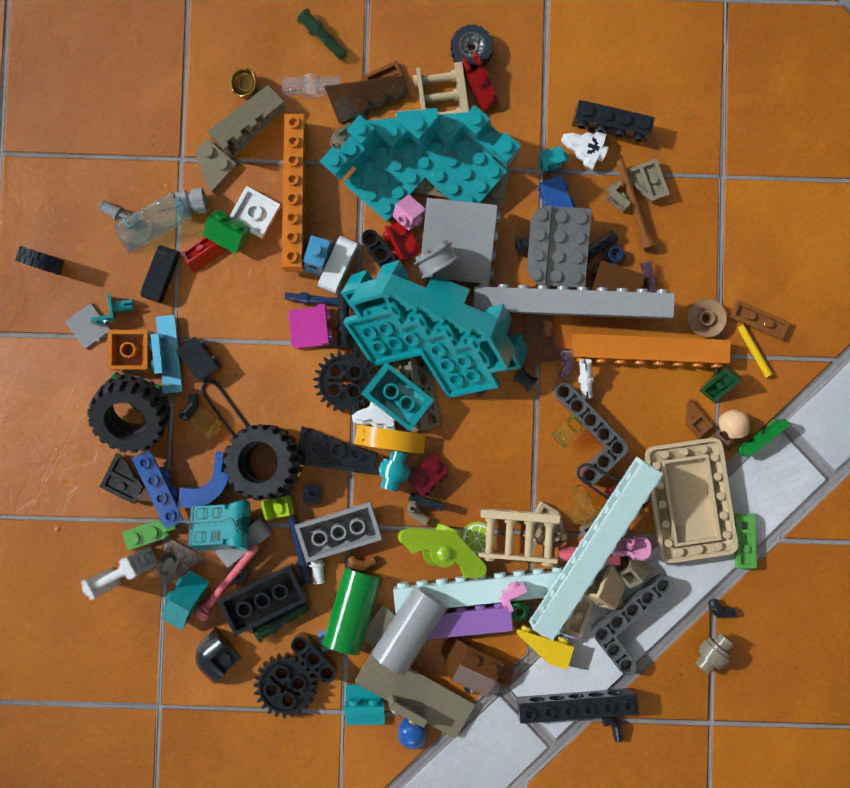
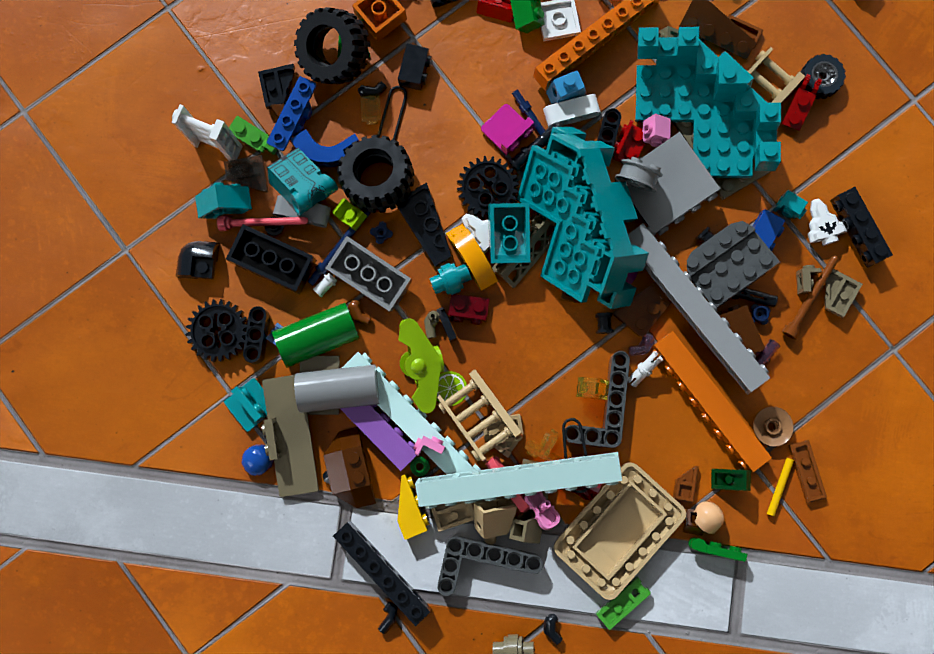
camera: 65 degrees right, 5 degrees down
(165, 358) = (394, 41): medium azure bracket -> none
(273, 625) = (257, 284): clear green pin -> none

